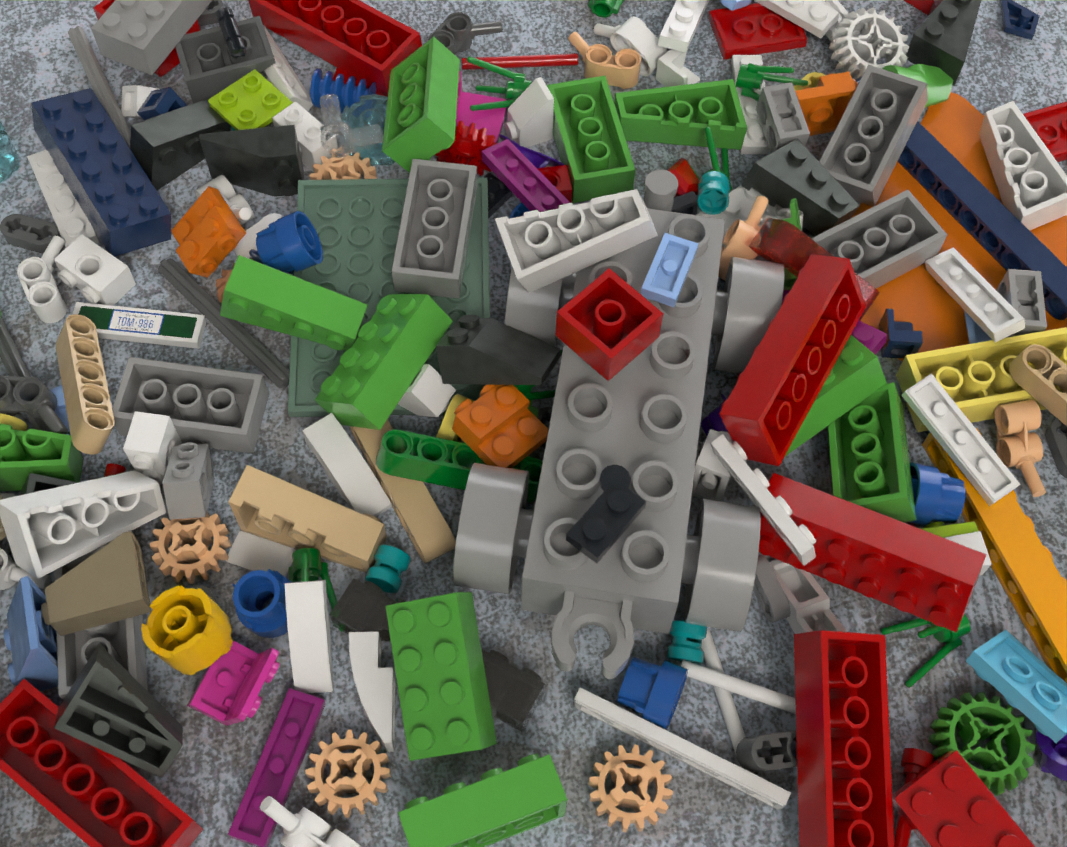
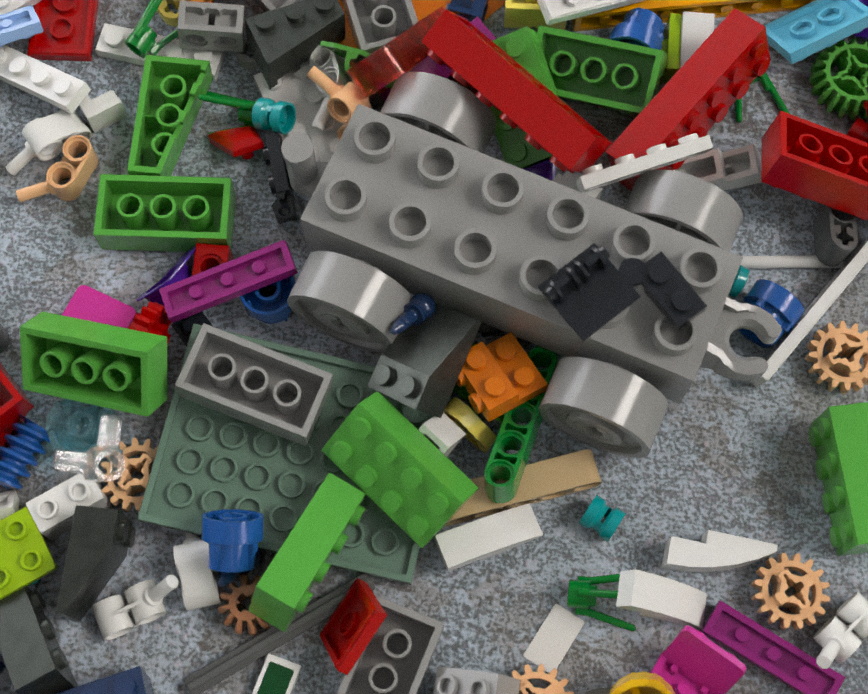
camera: 75 degrees left, 10 degrees up
(207, 233) = (171, 632): orange plate -> none
(232, 362) = (352, 626): none -> red tile
(251, 594) = (633, 637): blue piece -> none
(305, 520) = (542, 581): tan wedge -> none
(440, 675) = (731, 485): bright green brick -> none
(511, 691) = (738, 441): clear smoke arch -> none
(512, 90) = (72, 270): green plant -> none
(525, 61) = (28, 260): red bar -> none
(531, 115) = (119, 262): white slope -> none
(541, 334) = (419, 308): none -> dark blue bar
(573, 237) = (360, 247): white wedge -> none
(580, 441) = (589, 291): none -> black hinge
(608, 324) = (479, 231): red brick -> none
(669, 269) = (422, 164): light blue plate -> none
(740, 687) = (776, 241): white bar -> none

